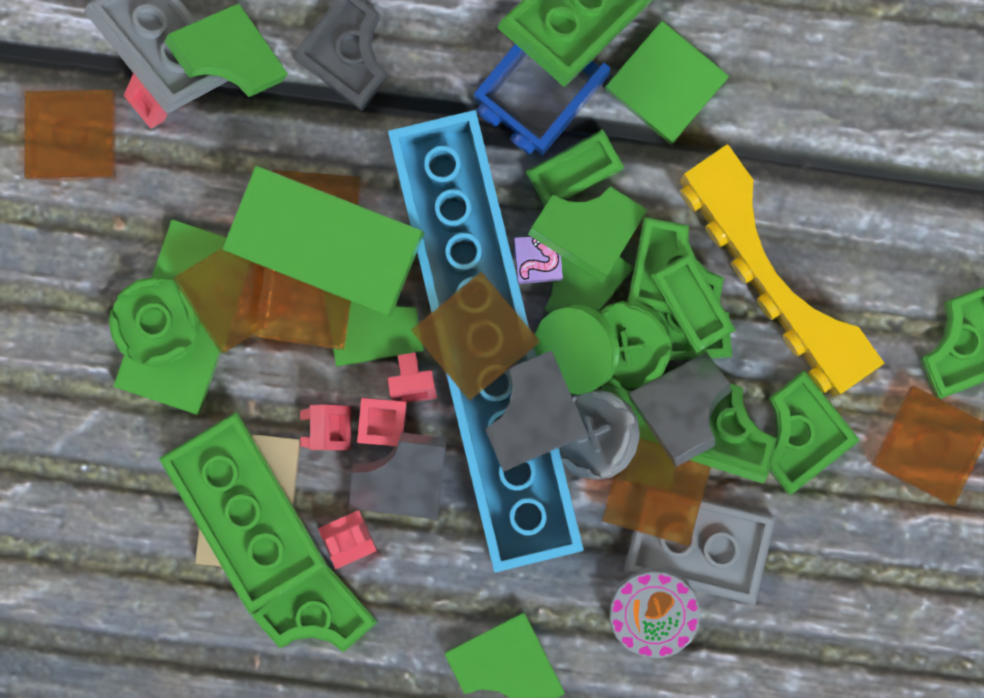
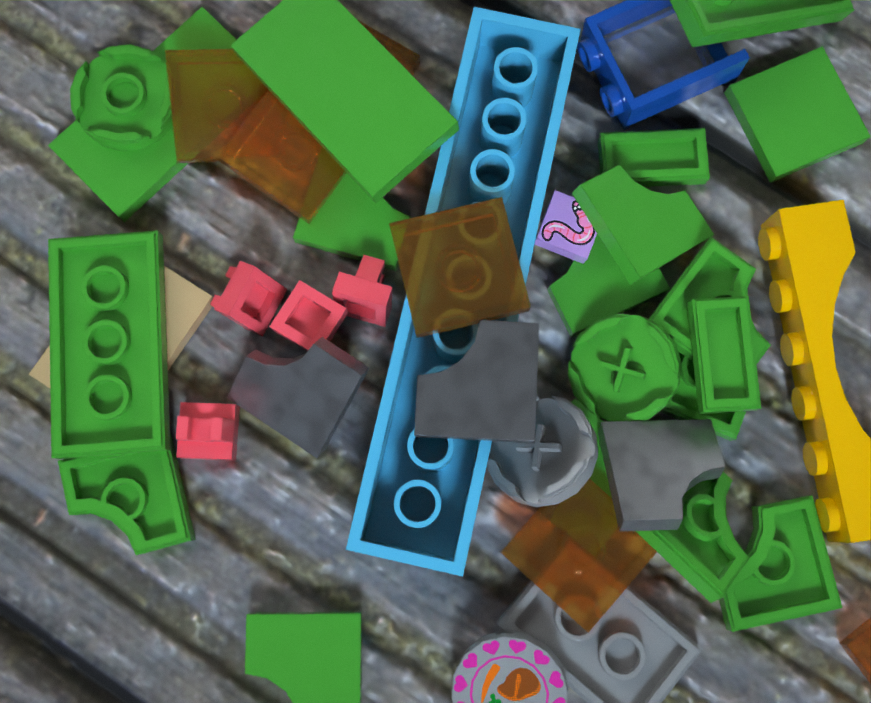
camera: 25 degrees right, 5 degrees down
(580, 346) = (574, 343): bright green tile -> none

